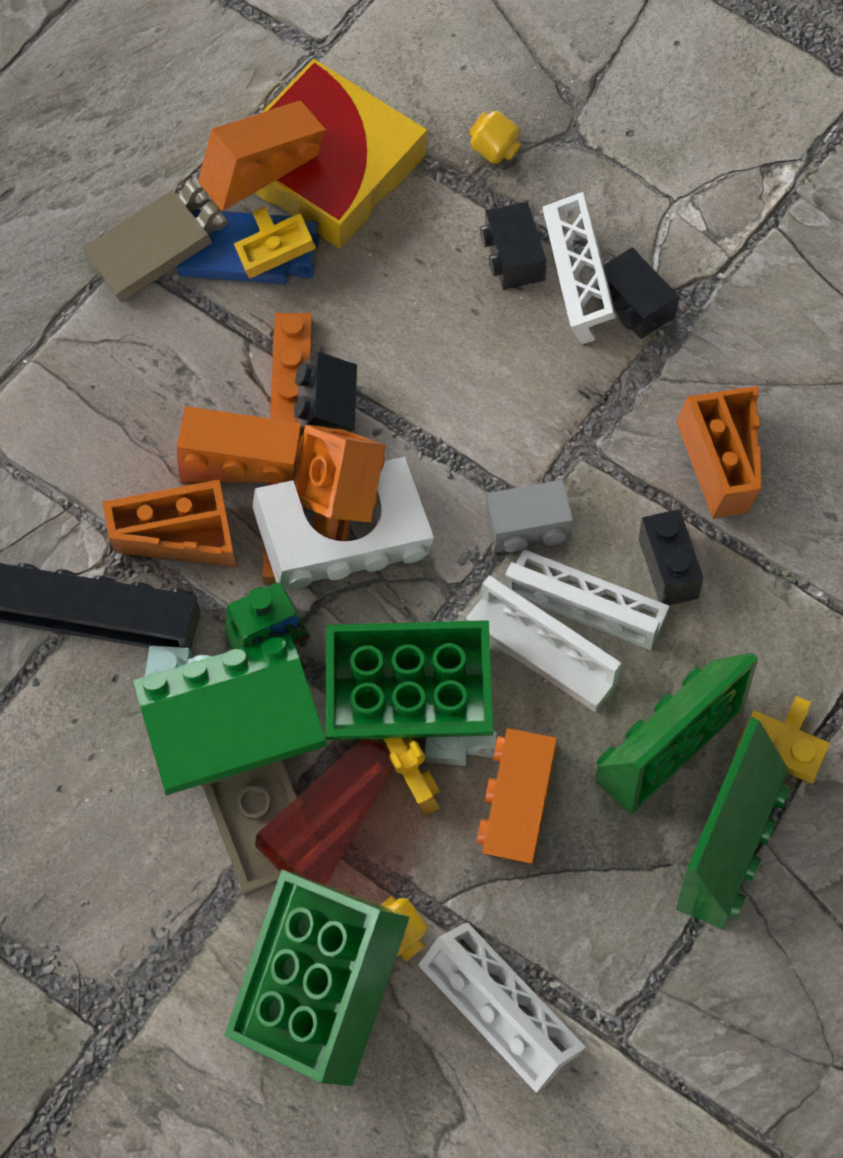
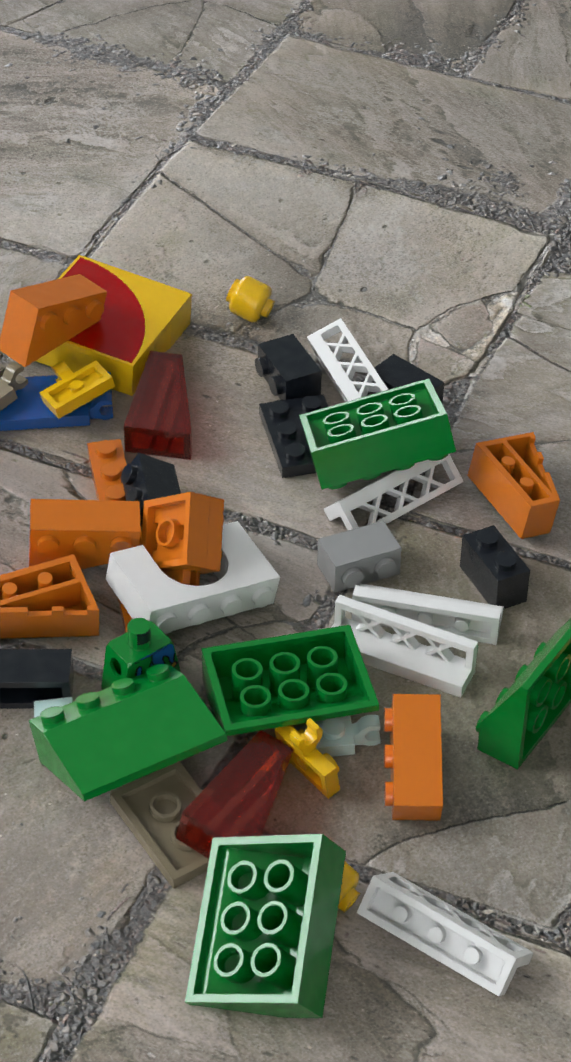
camera: 15 degrees left, 20 degrees down
(361, 281) = (160, 410): none -> clear red slope
(511, 336) = (287, 435): none -> black plate
(581, 363) = (377, 434): none -> green slope
(584, 421) = (386, 484): none -> white fence

